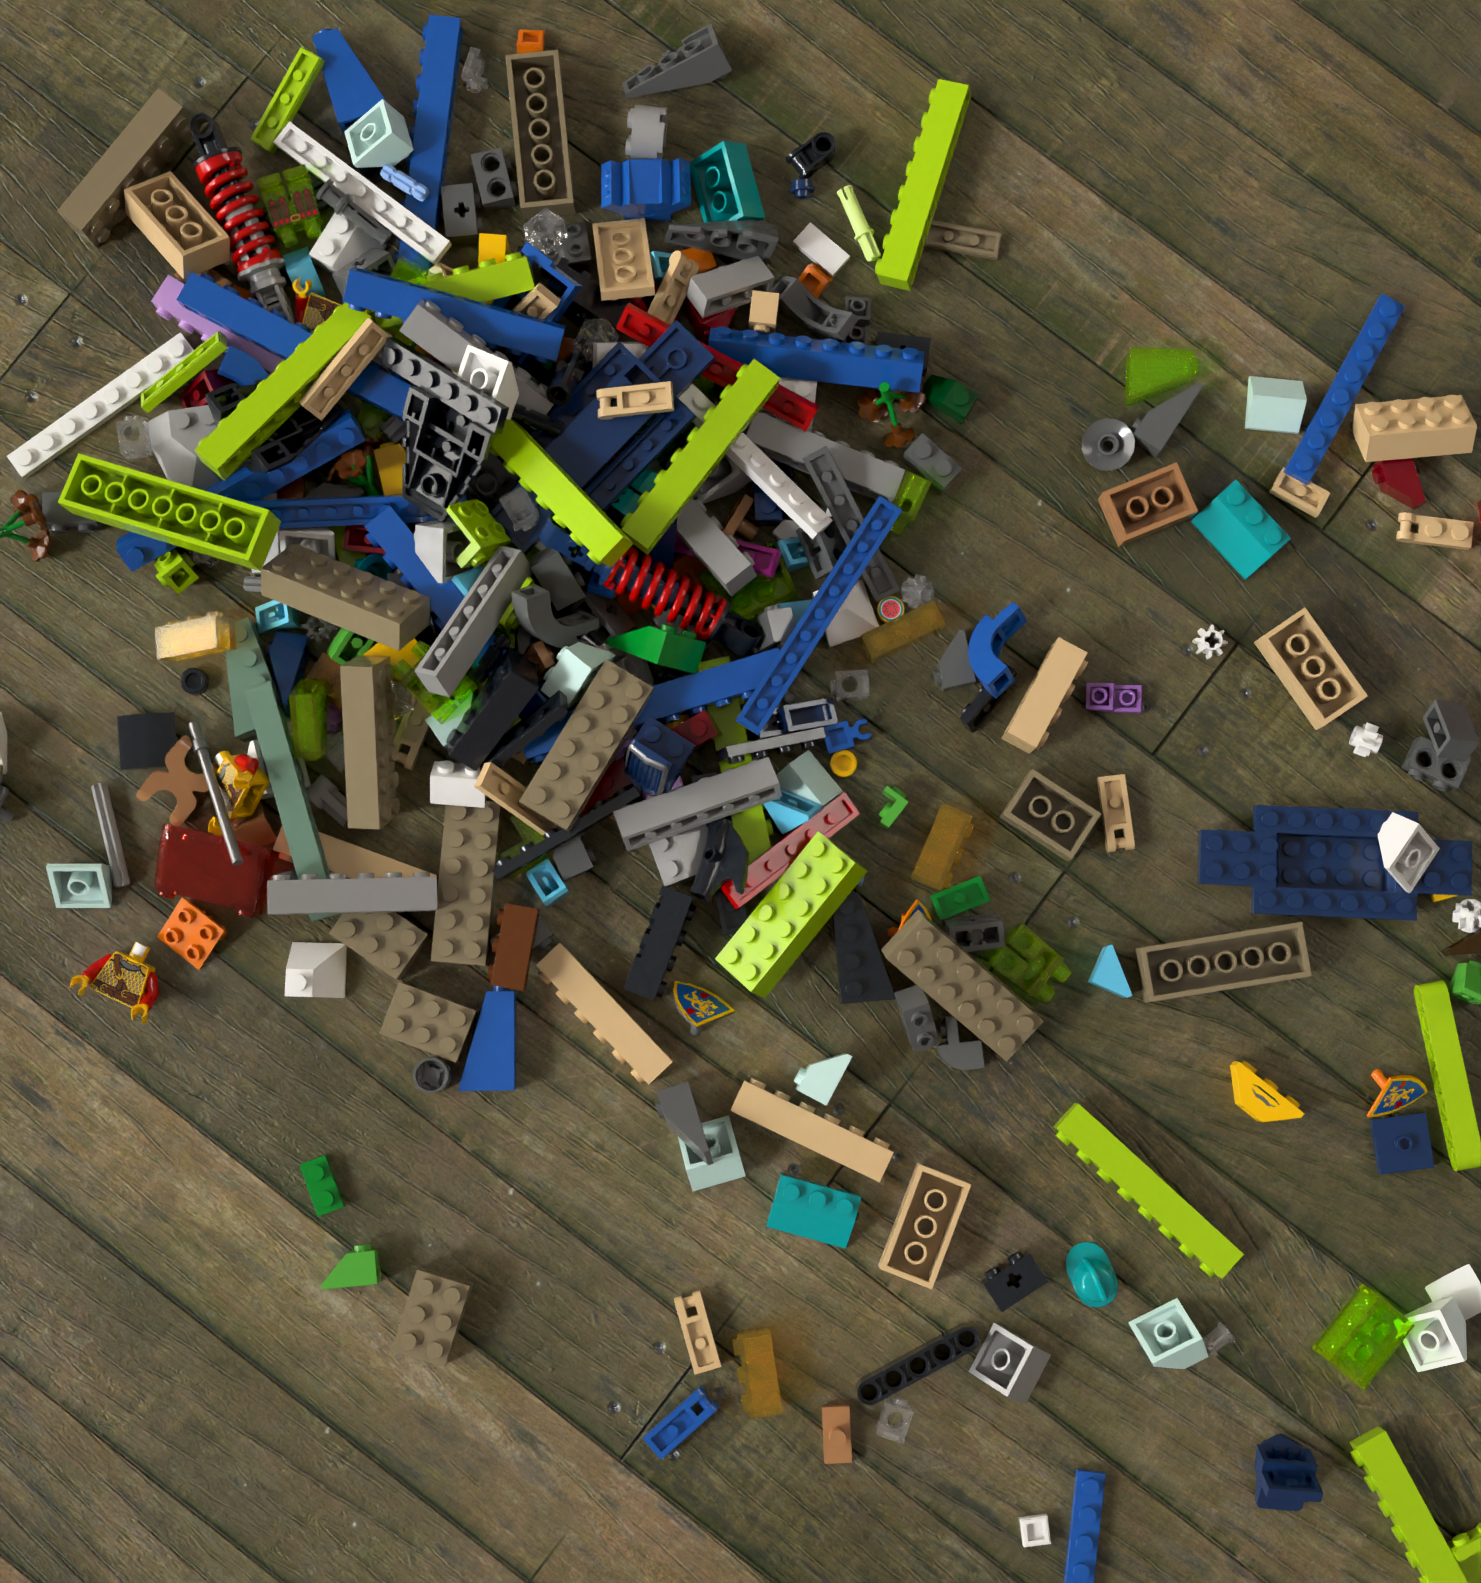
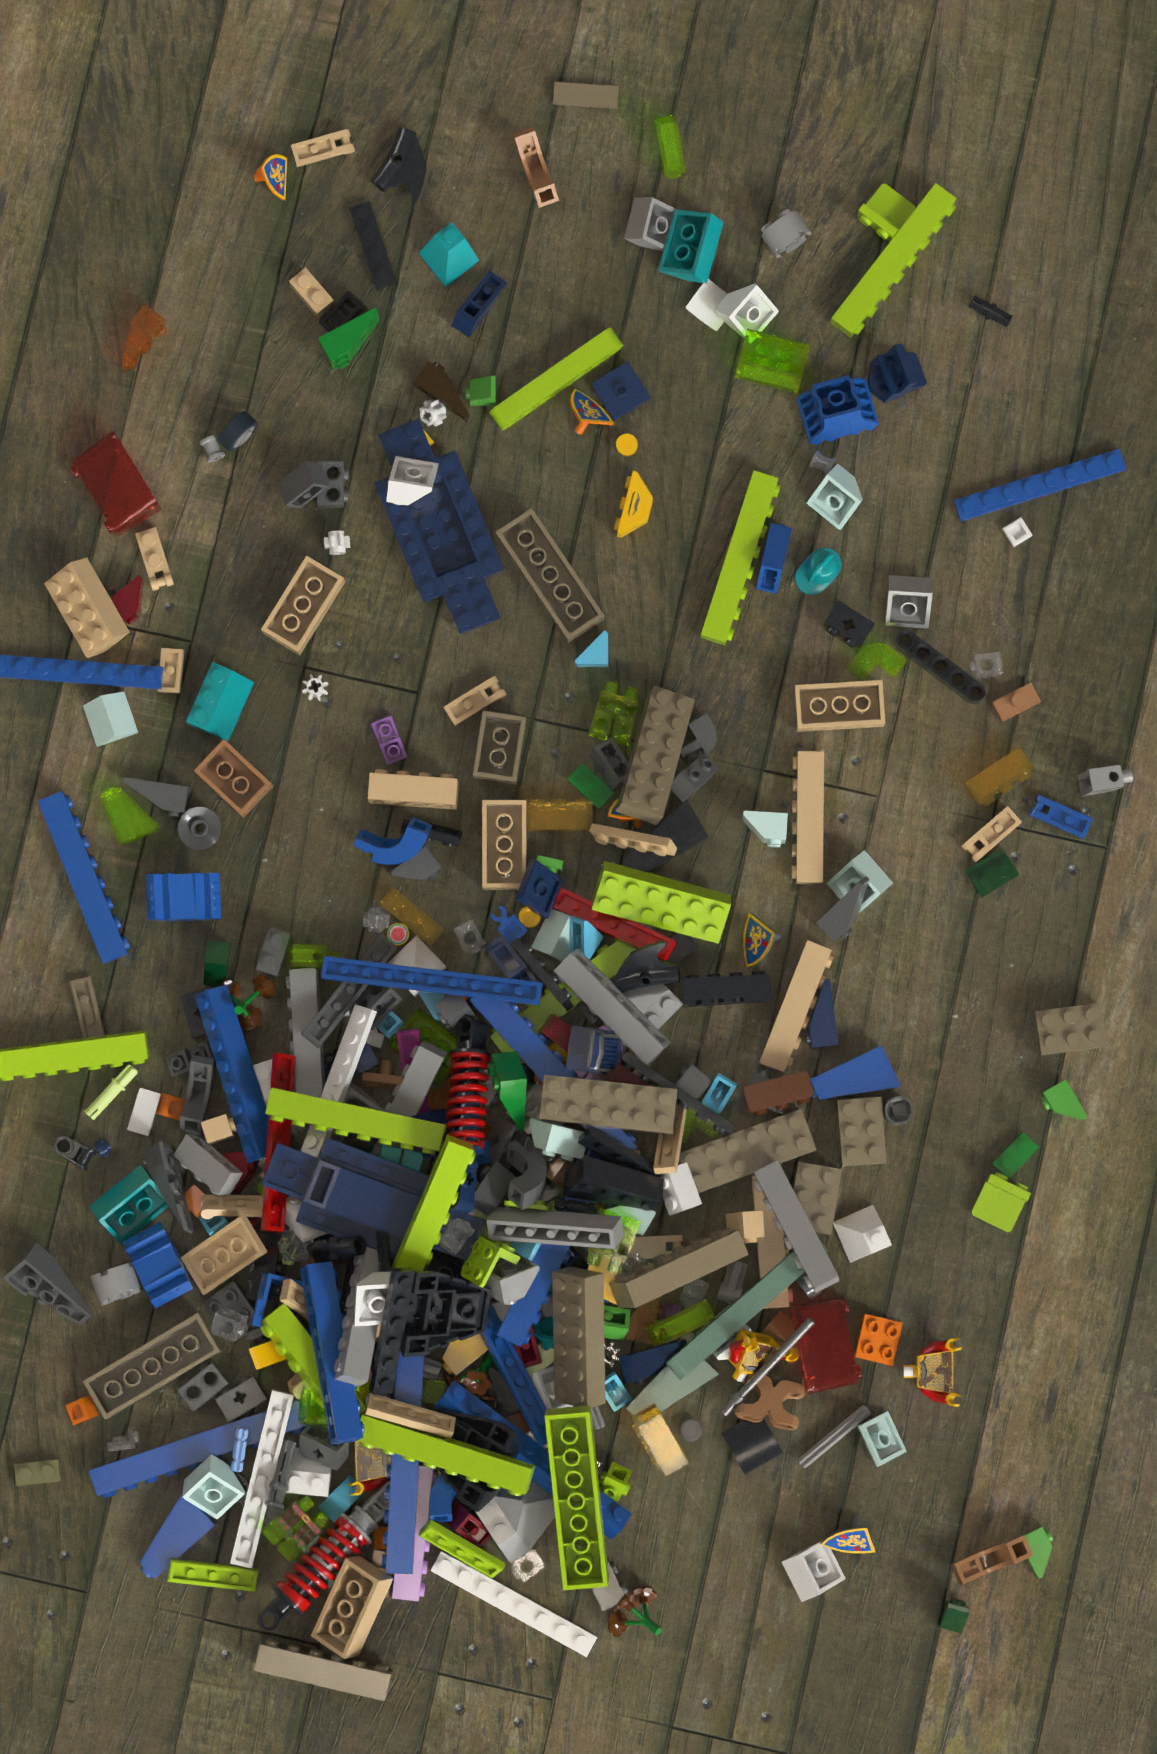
camera: 110 degrees left, 0 degrees up
(277, 1143) = (1000, 1202): none -> lime bracket
(384, 844) = (748, 1223): none -> tan brick
(572, 1036) = (823, 1025): none -> dark blue slope
(635, 400) = (338, 1183): tan plate -> none
(653, 1311) = (992, 873): none -> dark green plate
(699, 1494) = (1103, 780): none -> light grey torso
(813, 1210) = (866, 790): teal slope -> none
(869, 785) = (539, 888): none -> dark blue plate
(871, 920) = (639, 841): none -> tan plate
(937, 770) = (504, 844): none -> tan brick
(964, 1294) = (879, 655): none -> clear neon green plate
(1039, 390) = (183, 897): none -> blue slope
(1110, 297) = (83, 877): none -> blue brick
(1130, 1229) = (773, 558): none -> blue slope
(1272, 1386) = (837, 409): none -> blue slope
(1336, 1121) = (626, 444): none -> yellow tile

